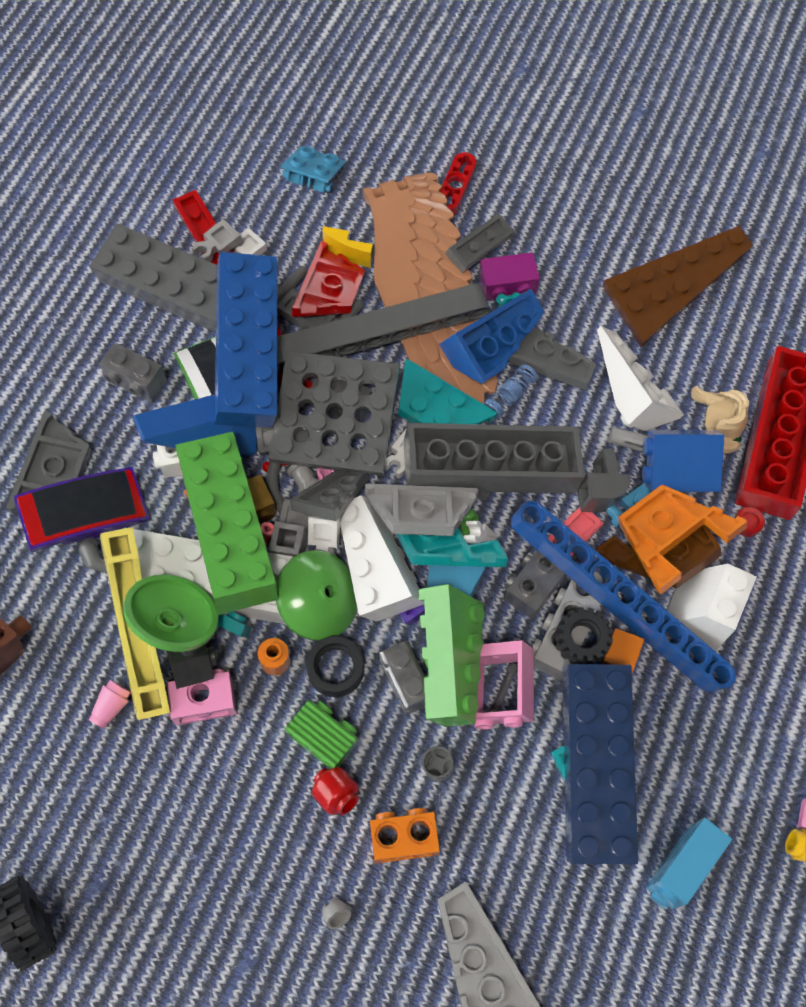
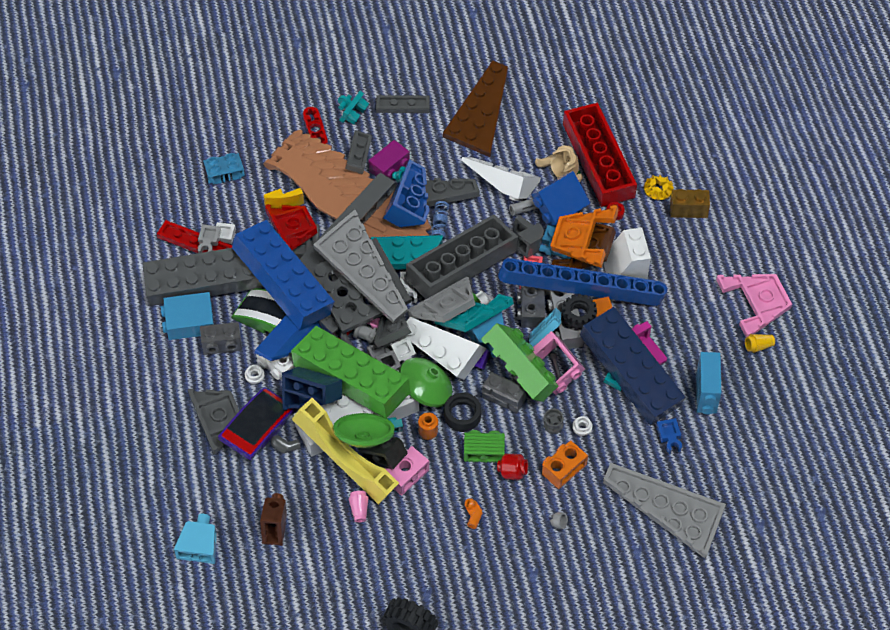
camera: 35 degrees left, 10 degrees down
(123, 319) = (186, 315): none -> dark azure brick
(128, 442) = (254, 369): none -> white plate
(161, 509) = (303, 384): none -> dark blue wedge
(241, 817) = (474, 511): none -> orange arm
(348, 377) = (357, 259): none -> light grey wing
(480, 790) = (582, 421): none -> white plate
(509, 187) = (349, 113): none -> teal hips
(524, 627) = (549, 324): none -> medium azure plate
(582, 894) = (670, 433): none -> blue plate
(585, 215) = (402, 104): none -> dark grey tile
(647, 744) = (643, 332): none -> dark pink bracket

